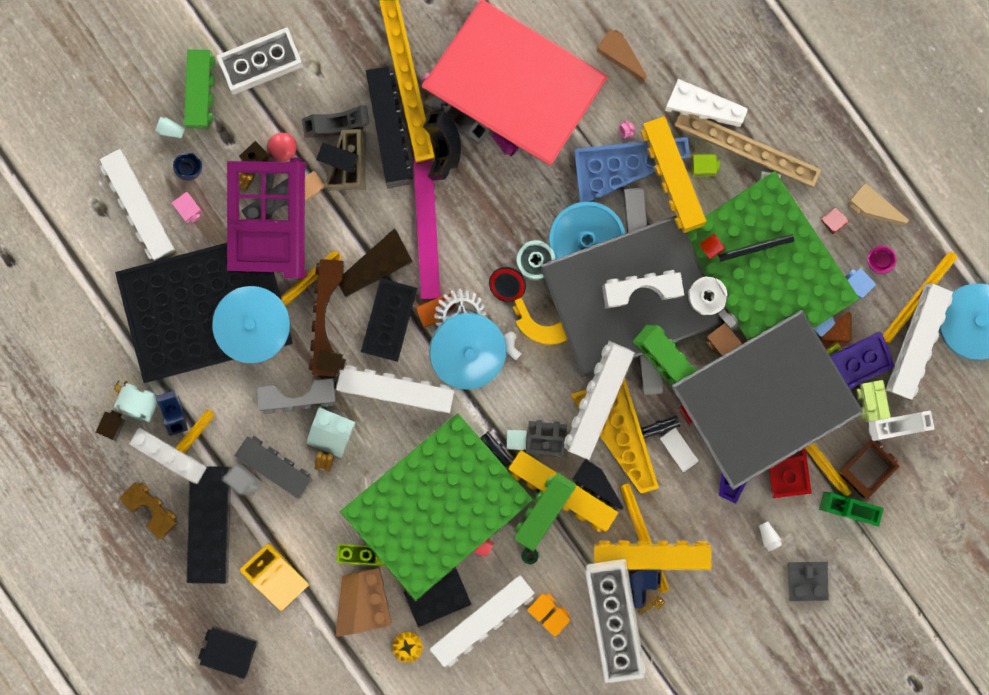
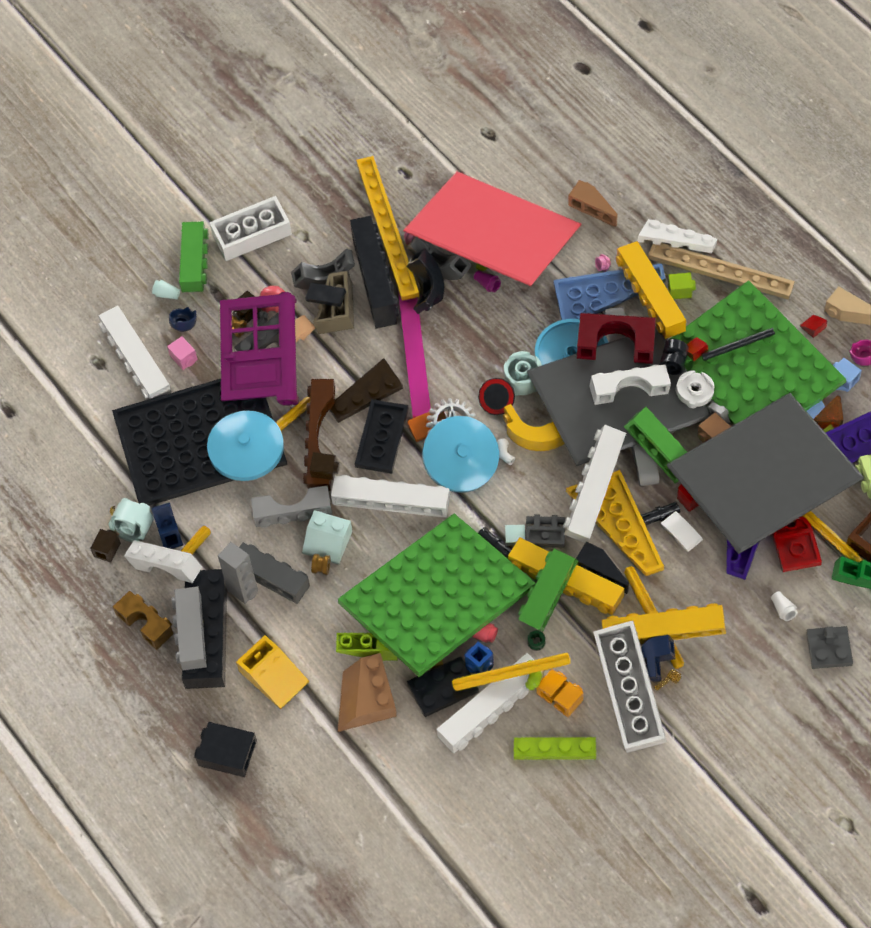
camera: 10 degrees right, 25 degrees down
(194, 536) = (189, 628): none -> light grey brick
(399, 642) = (409, 743): yellow gear -> none
(479, 583) = (479, 659): none -> blue brick
(504, 599) = (511, 671): none -> yellow axle
(526, 602) = (533, 680): none -> lime arm
(539, 668) = (554, 748): none -> lime plate
(658, 226) = (638, 329): none -> dark red arch
(690, 253) = (674, 356): none -> black wheel

